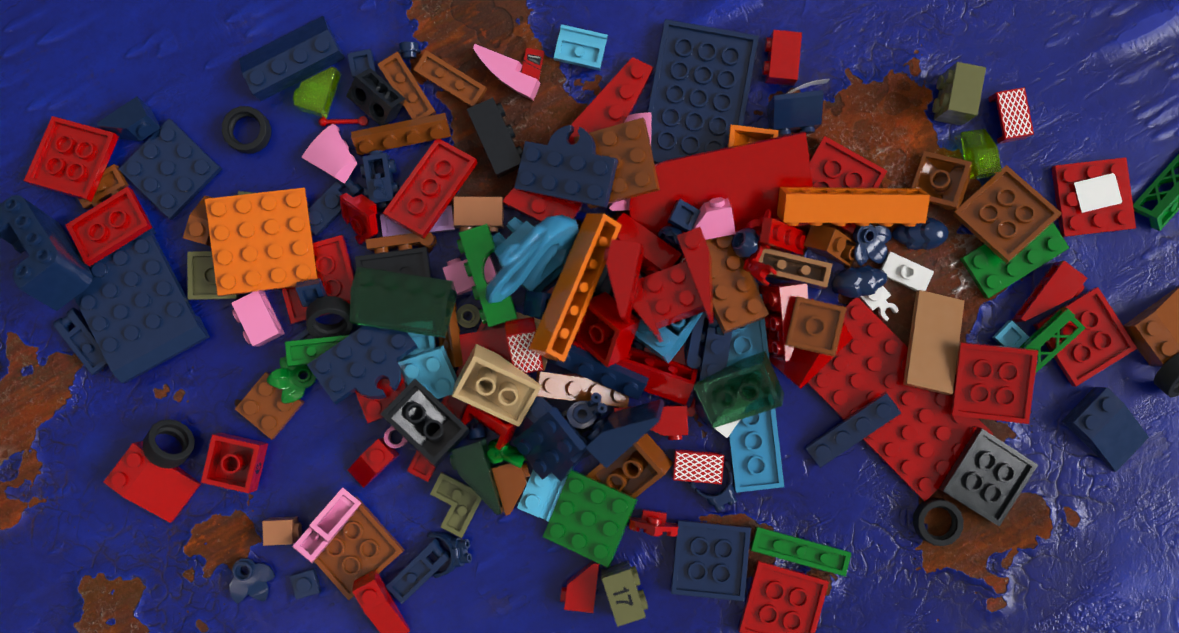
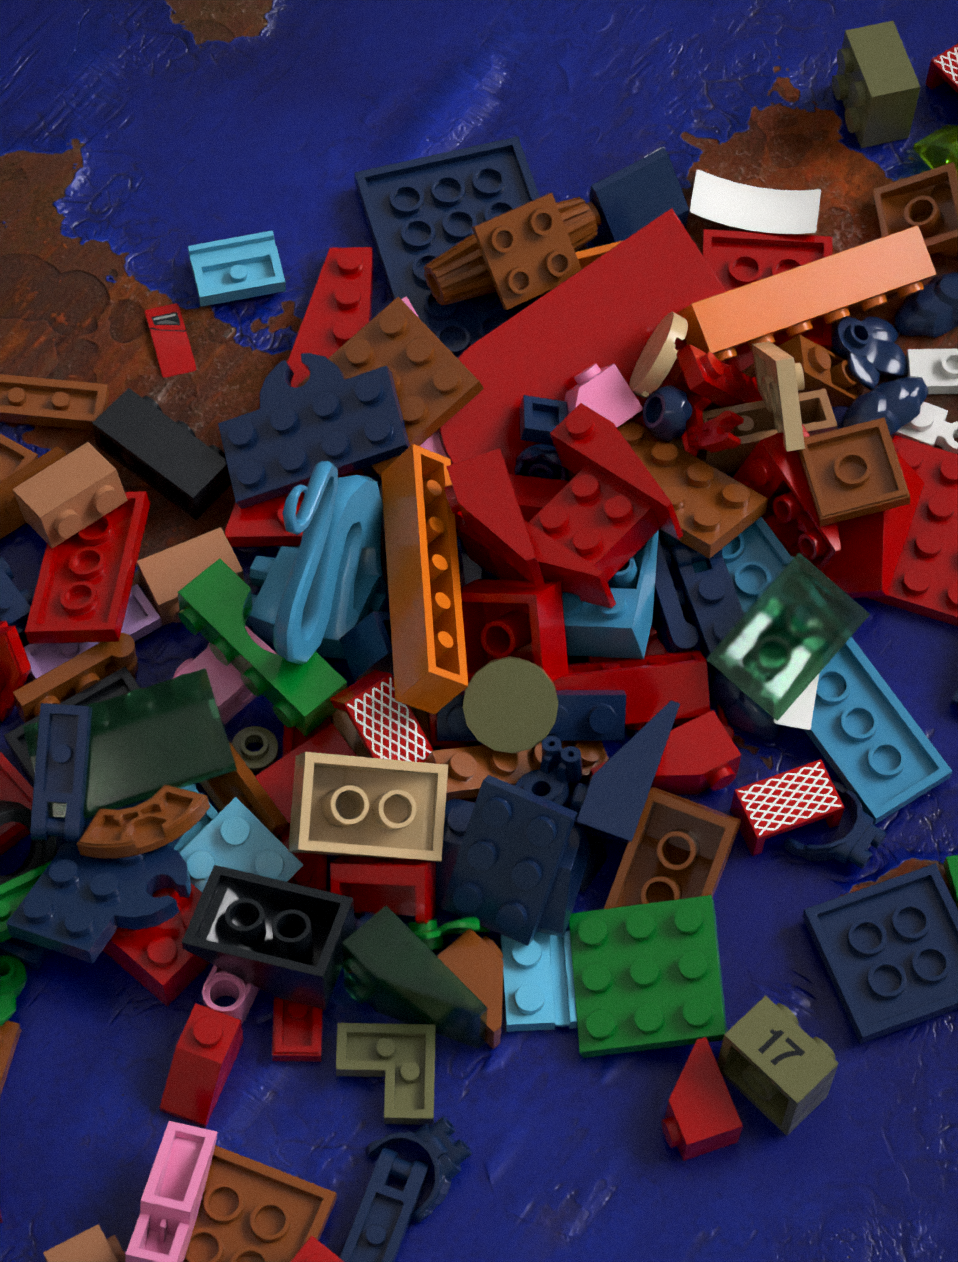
camera: 35 degrees left, 25 degrees down
(360, 304) = (61, 771): none -> dark blue plate
(389, 348) = (144, 826): none -> dark orange tile
(437, 146) = (70, 494): none -> nougat brick
(508, 72) = (131, 348): bright pink slope -> none
(586, 369) = (510, 704): none -> olive tile
(653, 523) = (765, 935): red plate -> none
(719, 116) = (516, 253): none -> dark orange plate
(752, 212) = (658, 355): none -> tile
(783, 57) = (571, 149): red brick -> none
(805, 264) = (778, 384): none -> tan wing
(858, 133) = (755, 207): none -> white sticker

